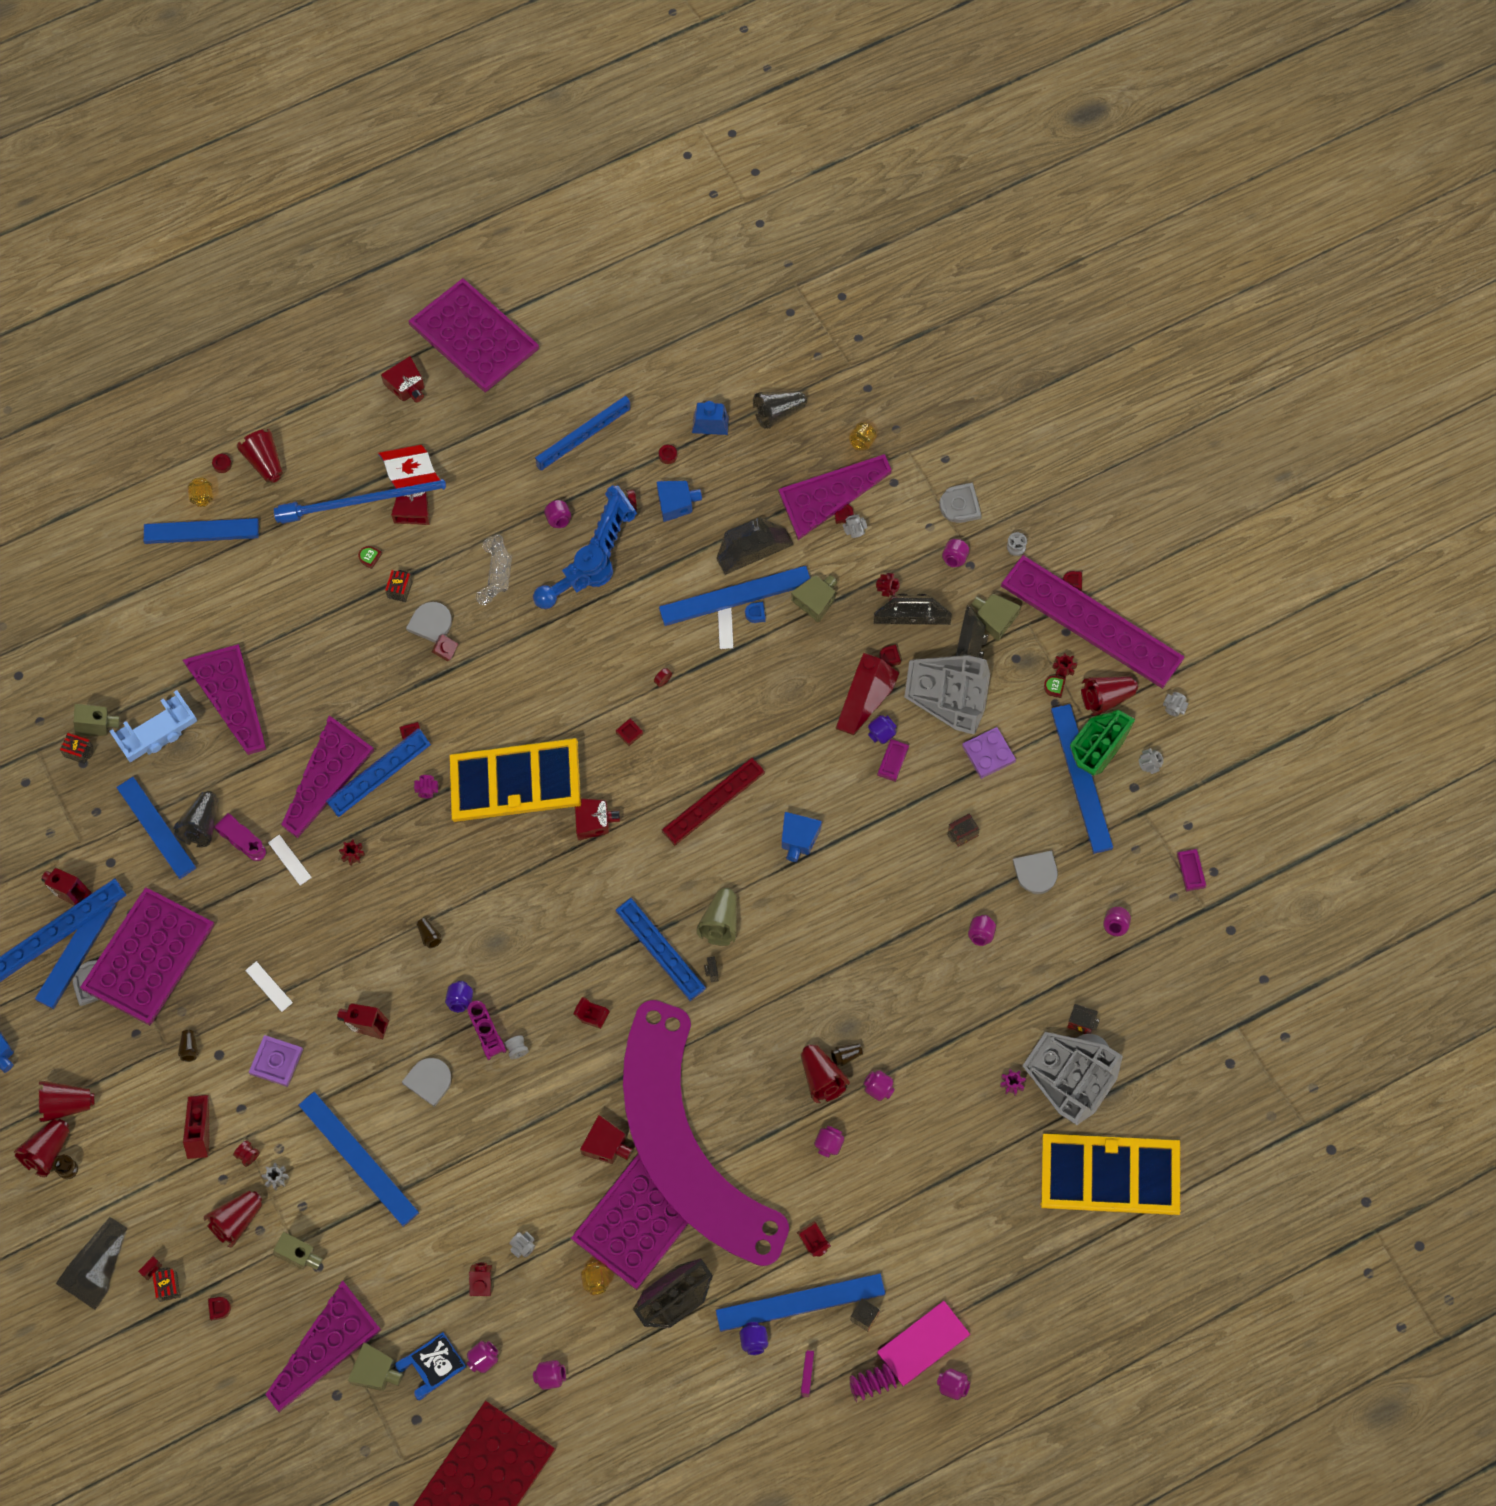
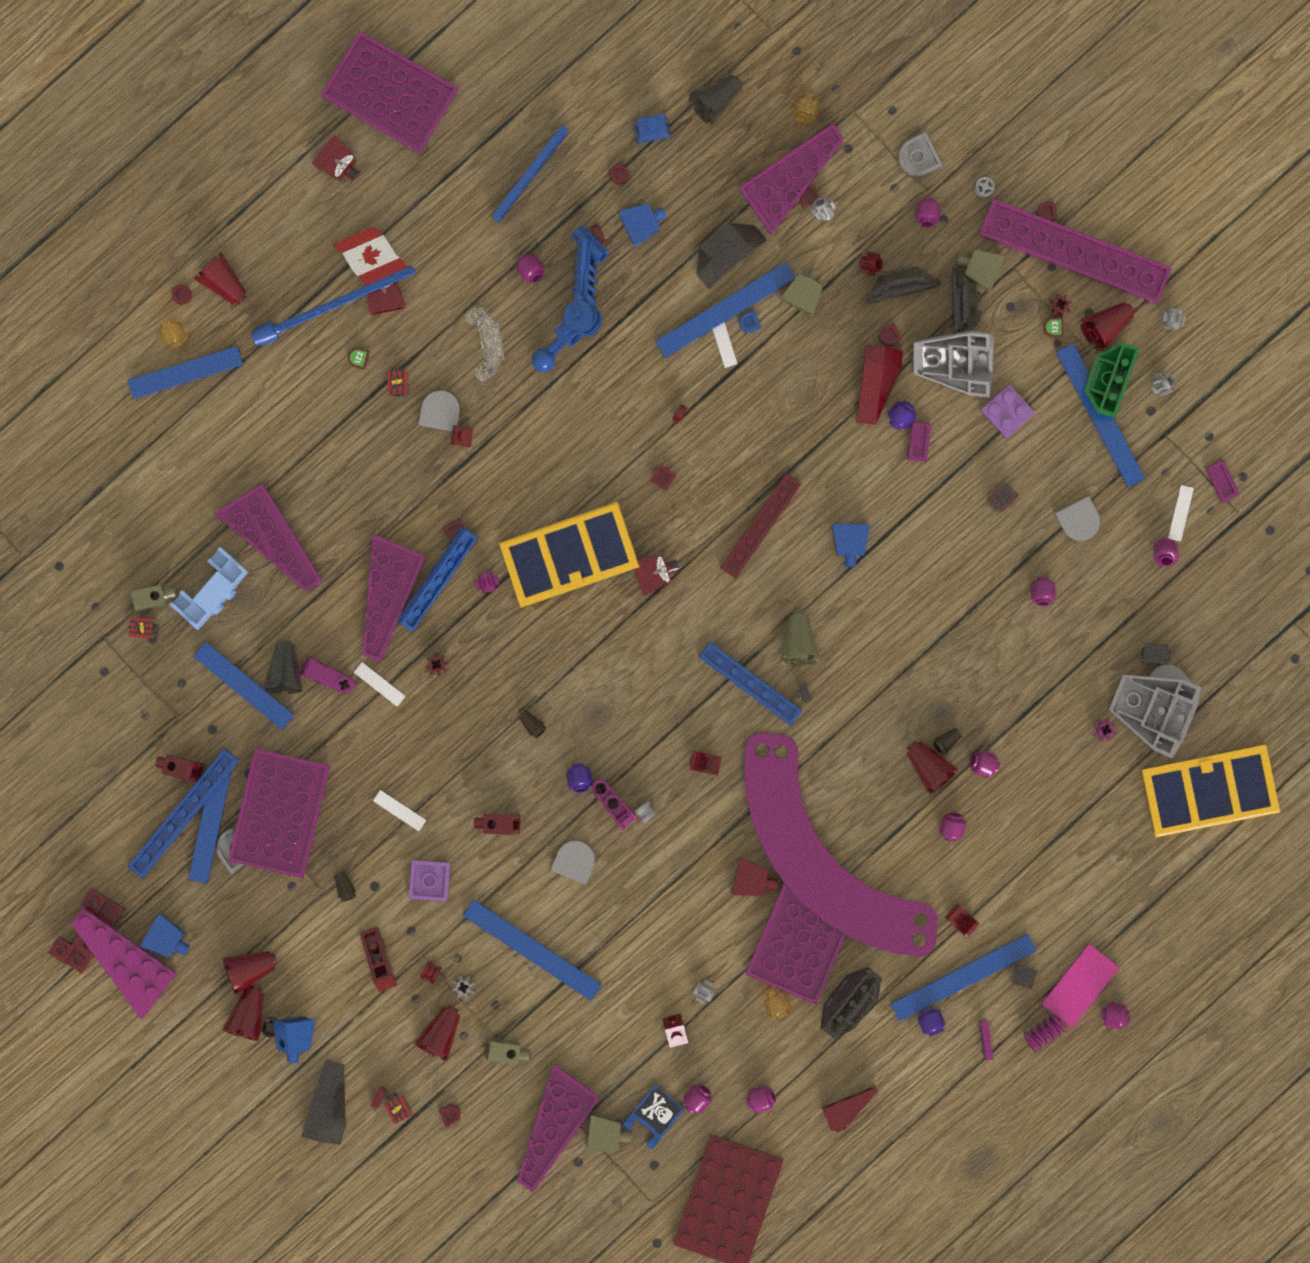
camera: 15 degrees left, 20 degrees up
(84, 1180) = (293, 1036): none -> blue torso
(635, 1411) = (845, 1110): none -> dark red slope
(1142, 891) = (1180, 513): none -> white sticker

